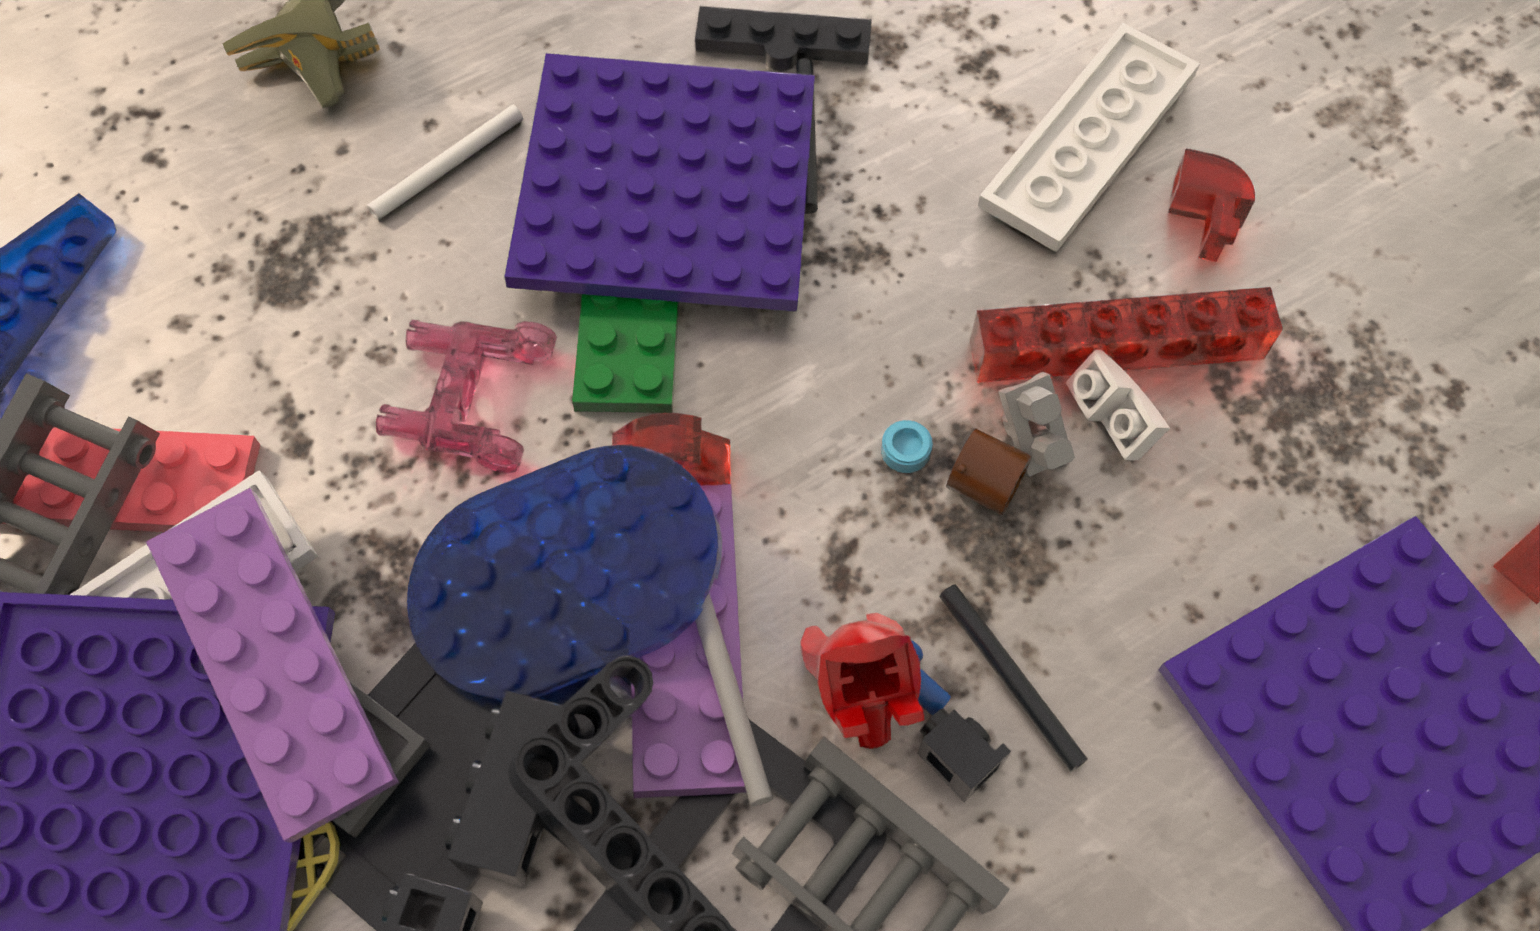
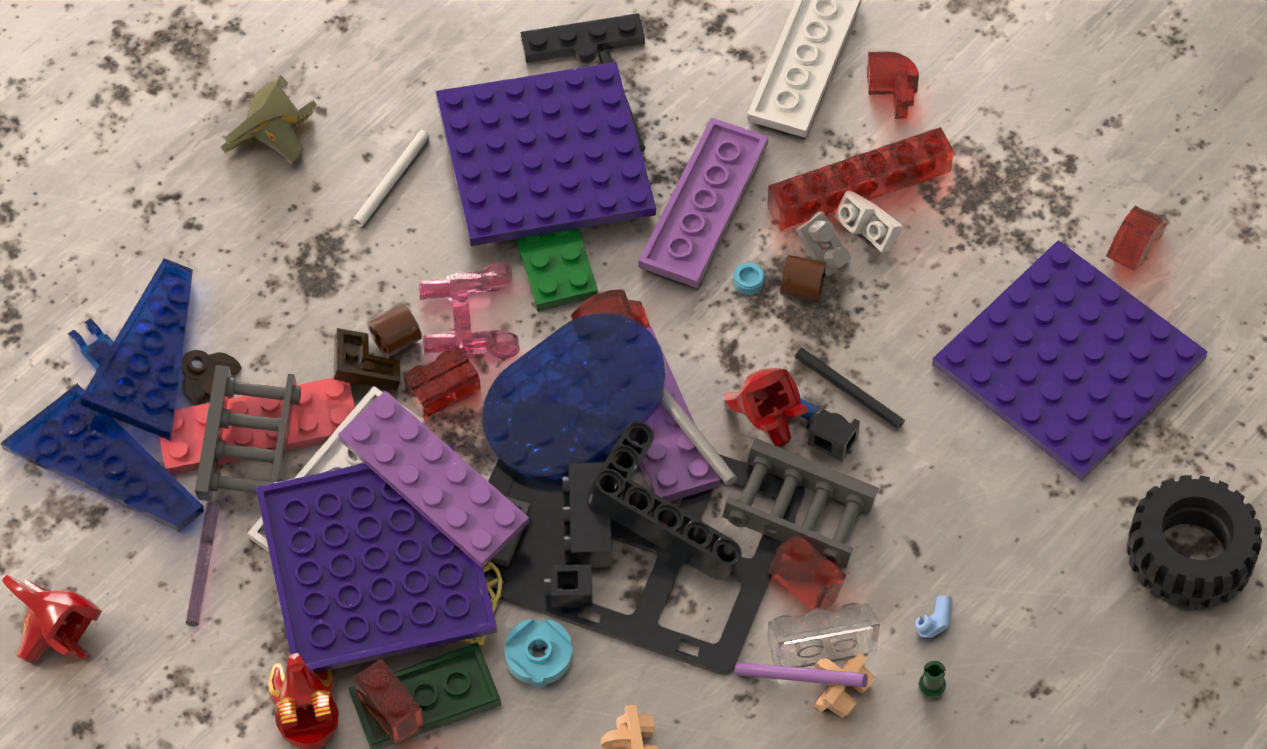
camera: 15 degrees left, 5 degrees down
(73, 372) = (200, 380): none -> dark brown plate
(268, 427) = (356, 366): none -> dark brown plate
(344, 386) = (394, 330): none -> reddish brown piece
(380, 488) = (442, 382): none -> clear red brick
(872, 312) = (703, 202): none -> medium lavender plate

